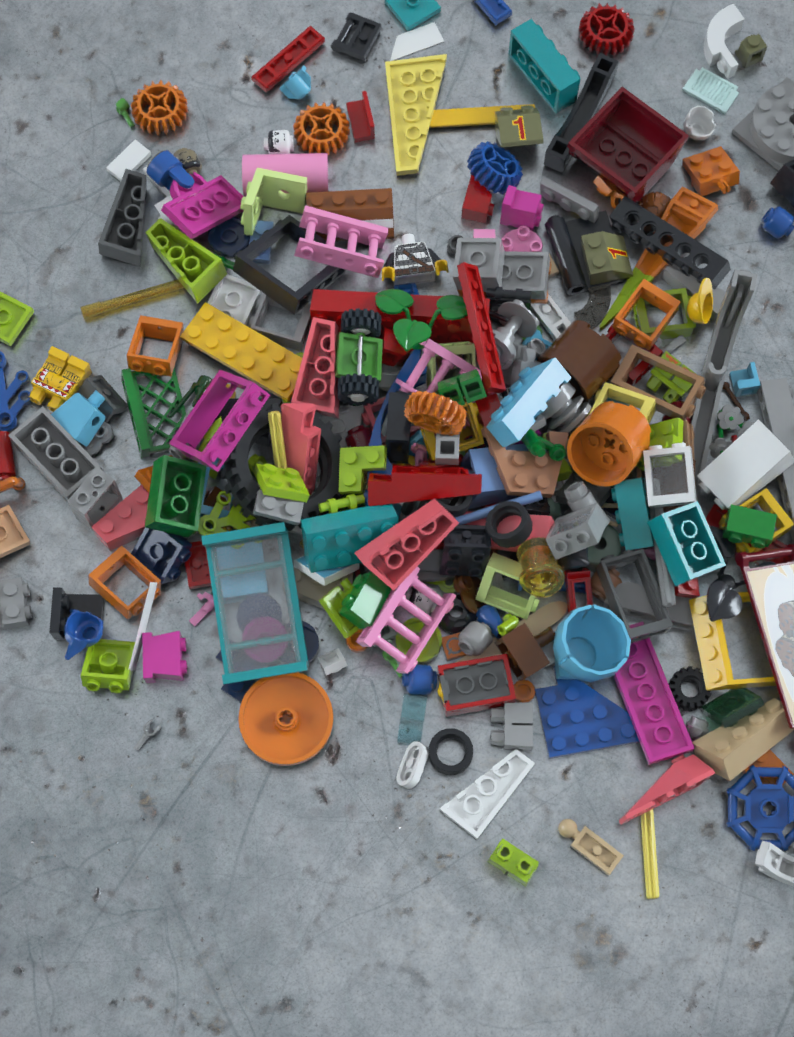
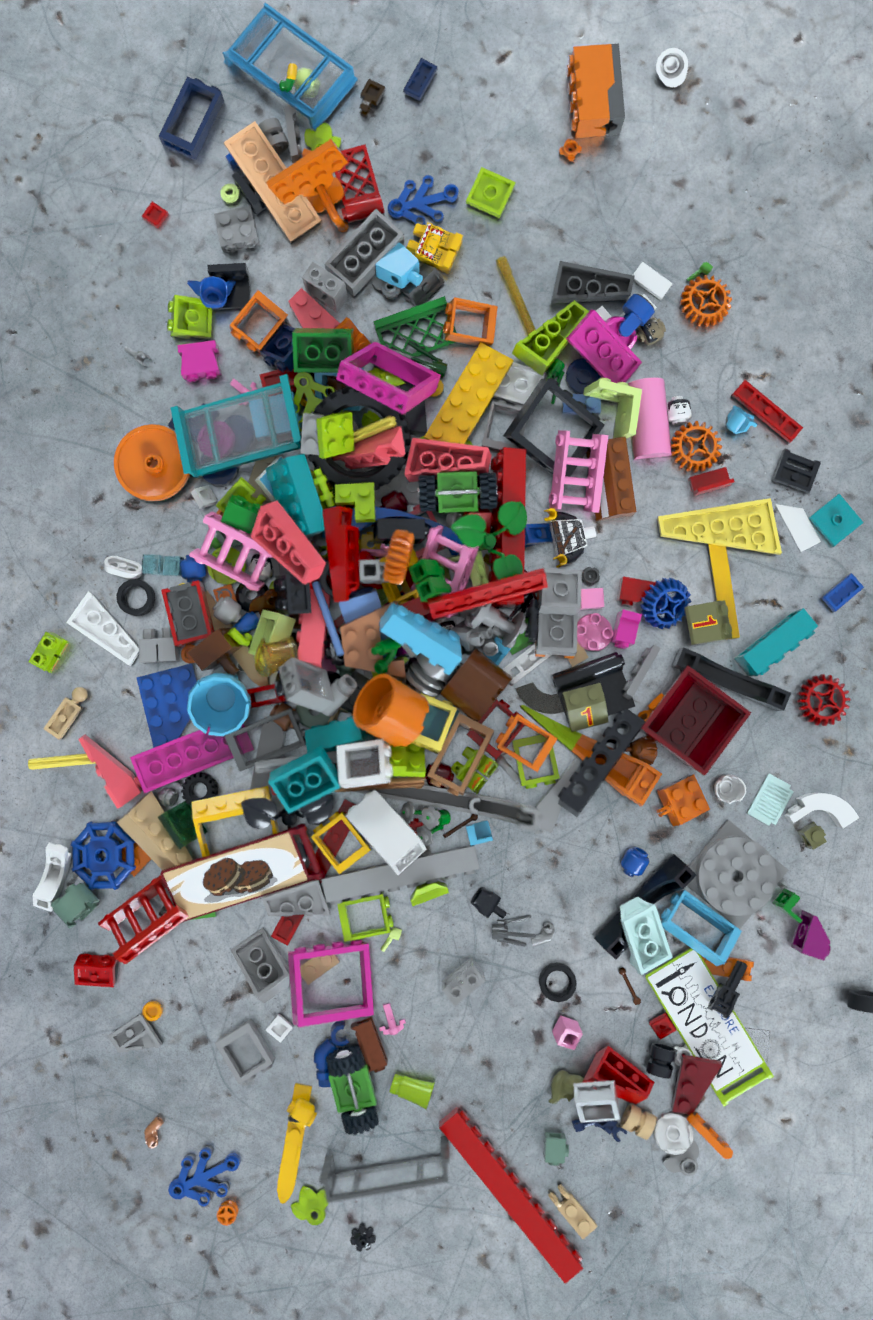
camera: 85 degrees right, 15 degrees up
(143, 624) = (220, 339): white sticker -> none
(515, 537) = (313, 614): black tyre -> none
(701, 303) = (539, 791): yellow cap -> none
(749, 526) = (329, 834): green piece -> none

